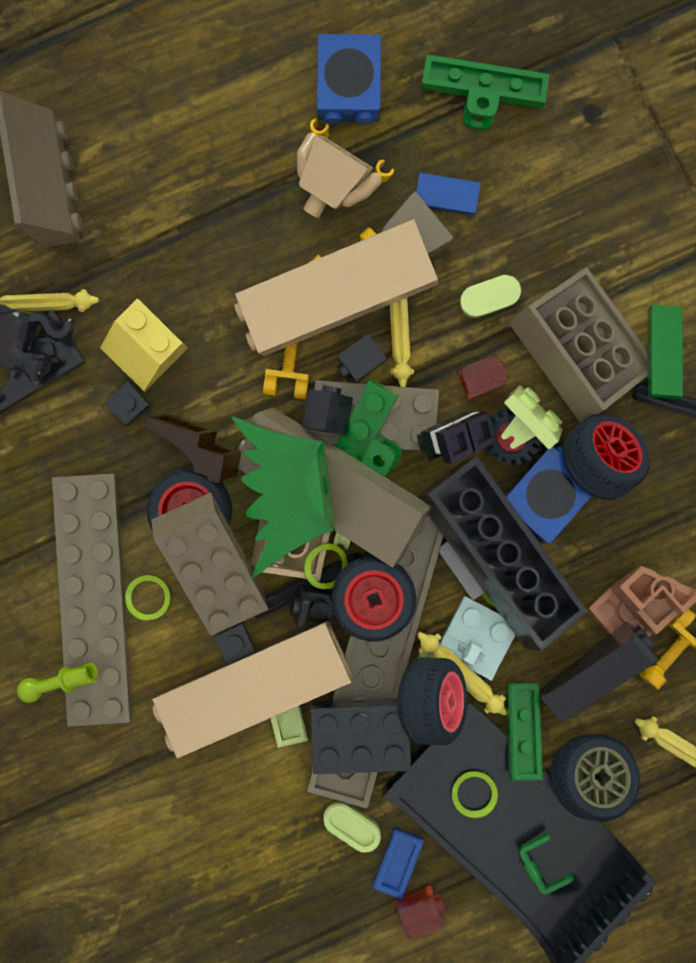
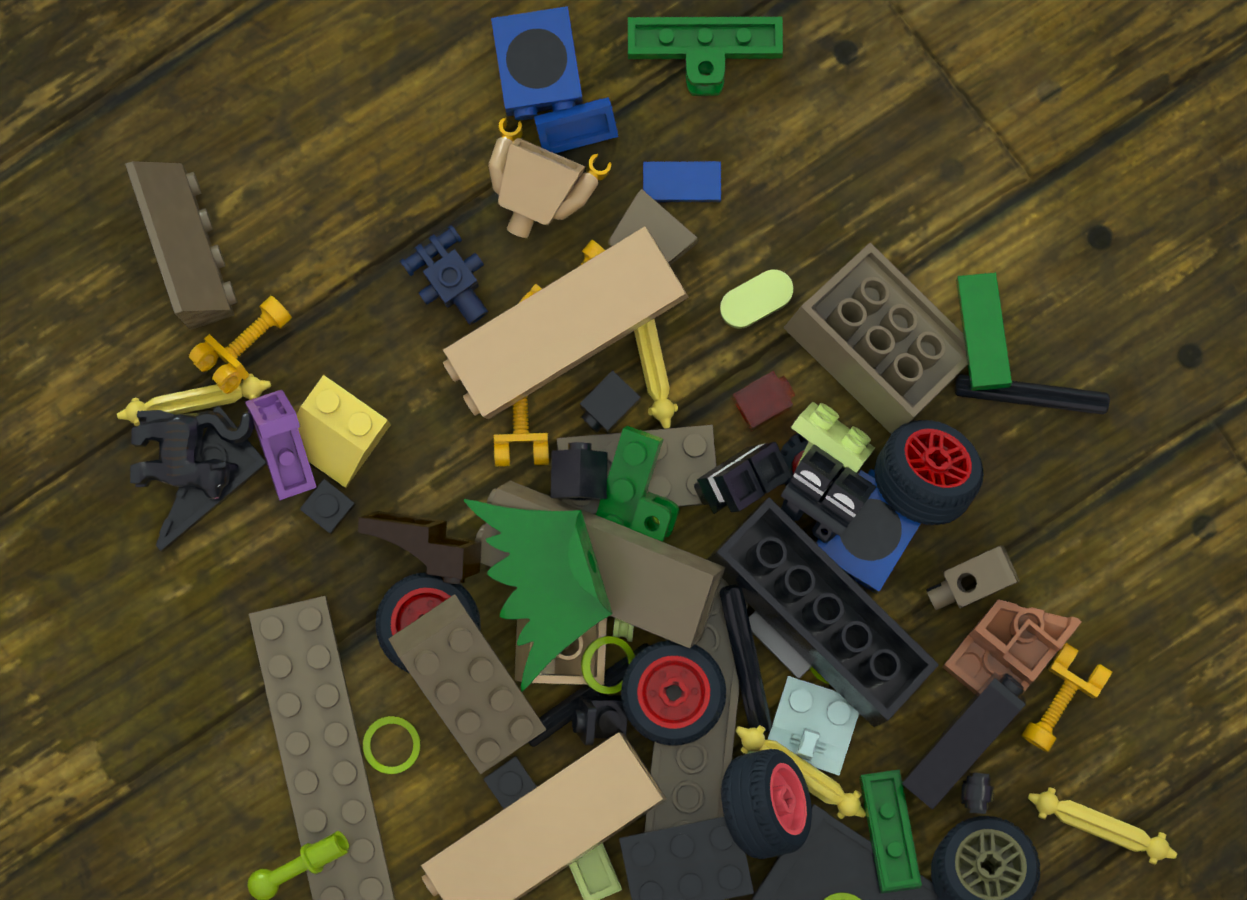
camera: 10 degrees left, 5 degrees down
(65, 286) = (230, 374): none -> yellow bar
(96, 348) = (281, 443): none -> medium lavender bracket
(251, 236) = (450, 276): none -> dark blue piece
(372, 134) = (576, 126): none -> blue tile
(434, 578) = (745, 657): none -> black axle
(527, 473) = (810, 494): none -> black hips
(599, 716) = (977, 793): none -> black plate
(641, 546) = (992, 572): none -> dark tan torso

